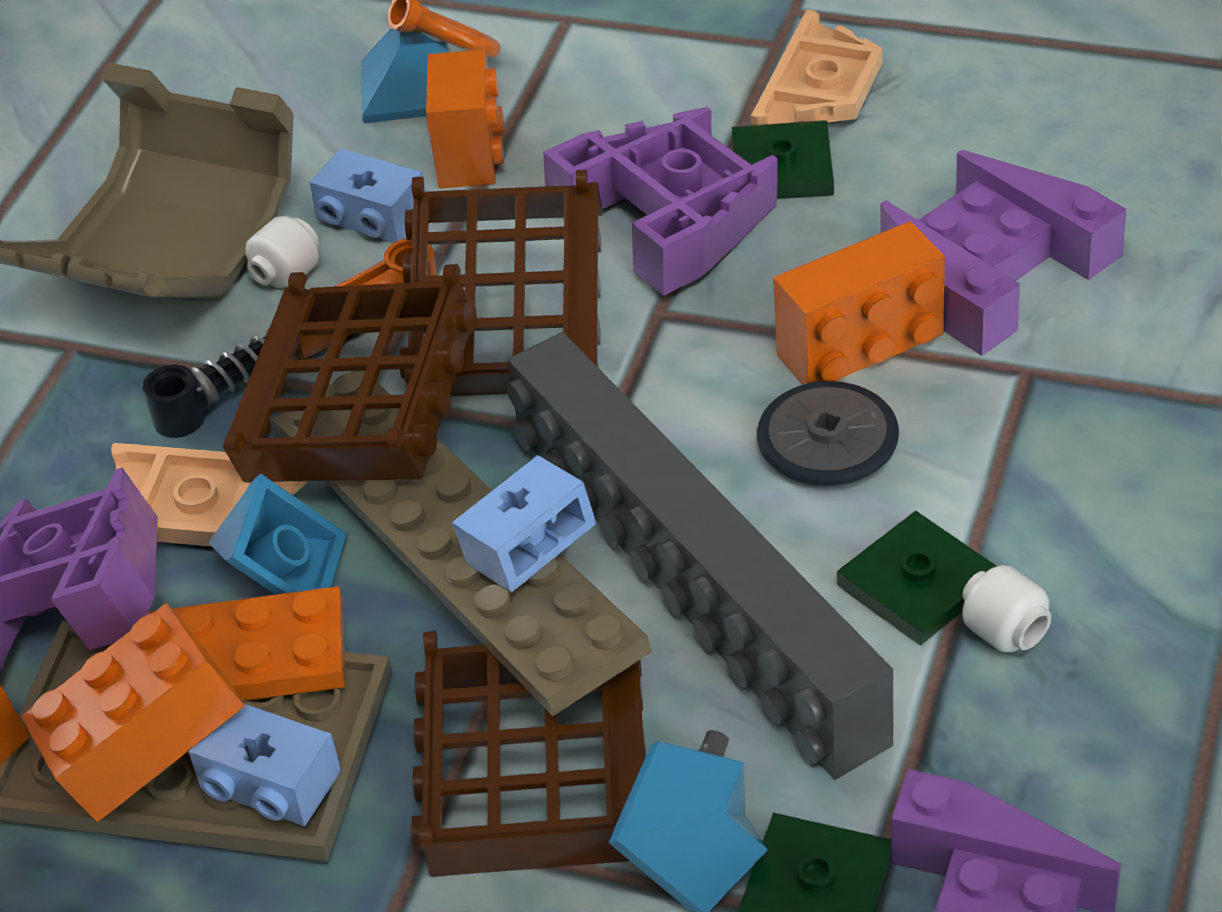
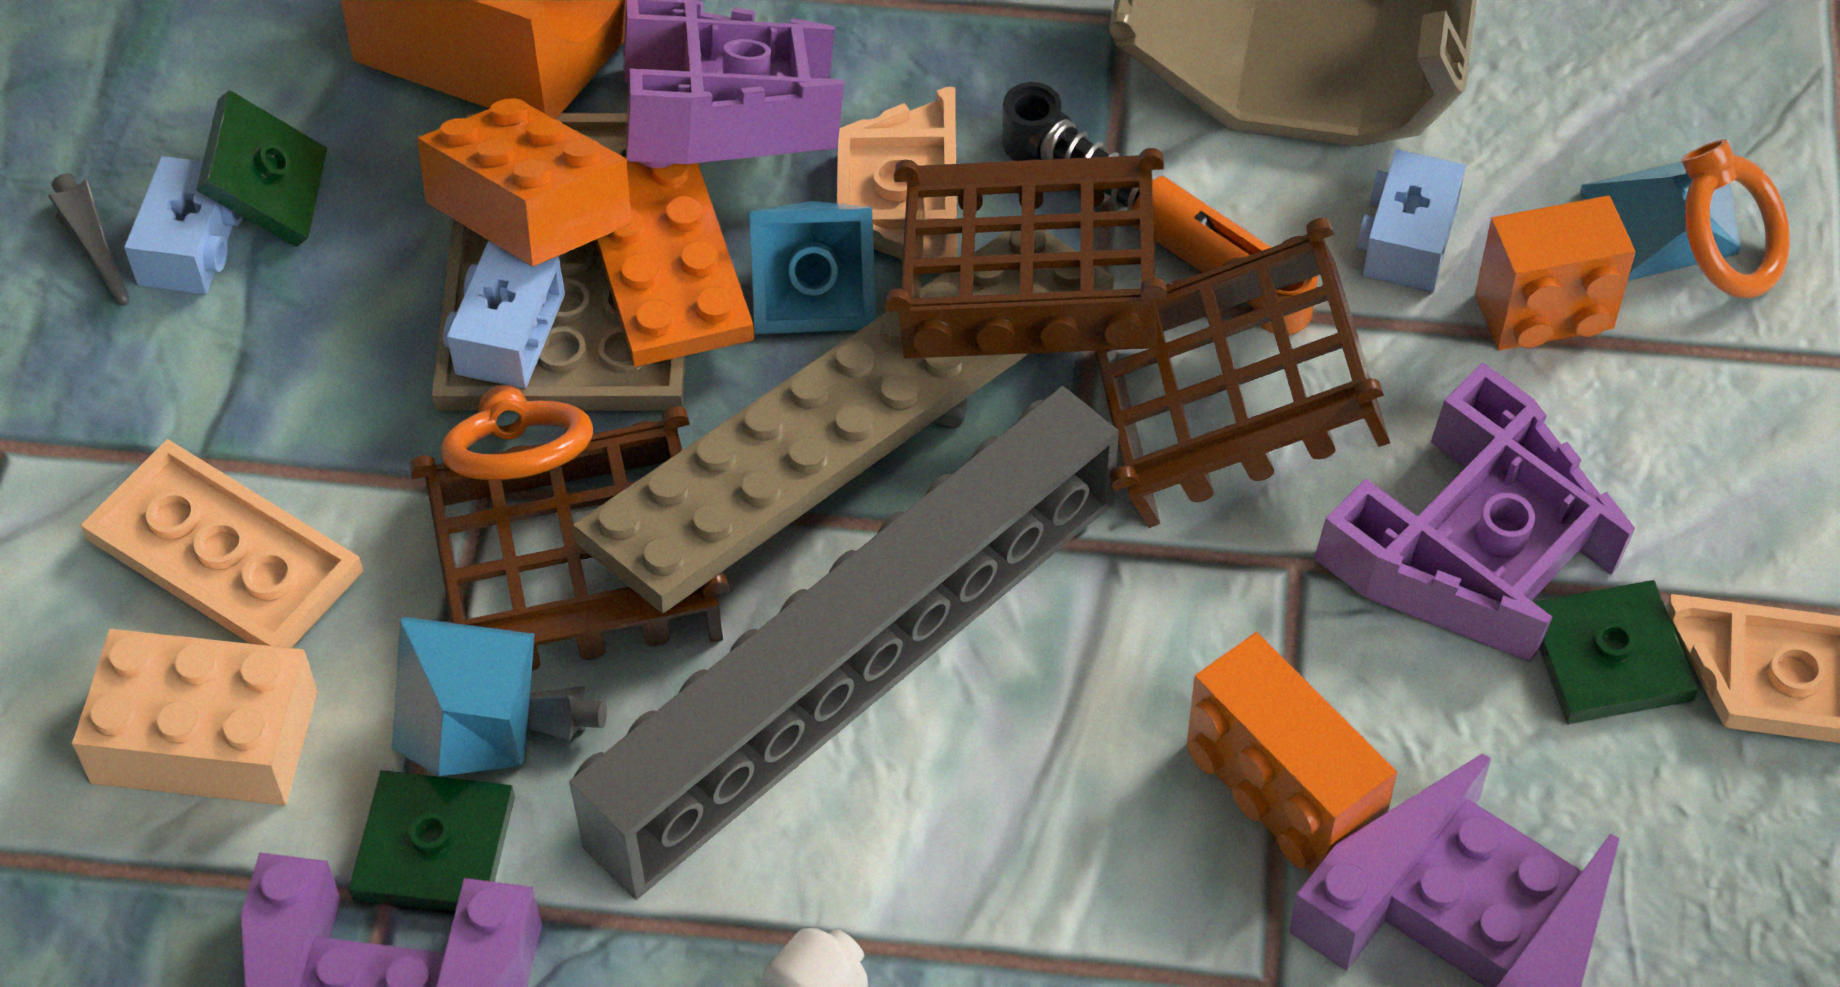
camera: 75 degrees right, 10 degrees up
(280, 249) = (1292, 160): white head -> none
(370, 785) = (521, 463): none -> orange piece
(524, 523) = (797, 448): light blue brick -> none
(827, 433) = (1088, 803): dark grey wheel -> none
(913, 576) = (882, 891): dark green plate -> none

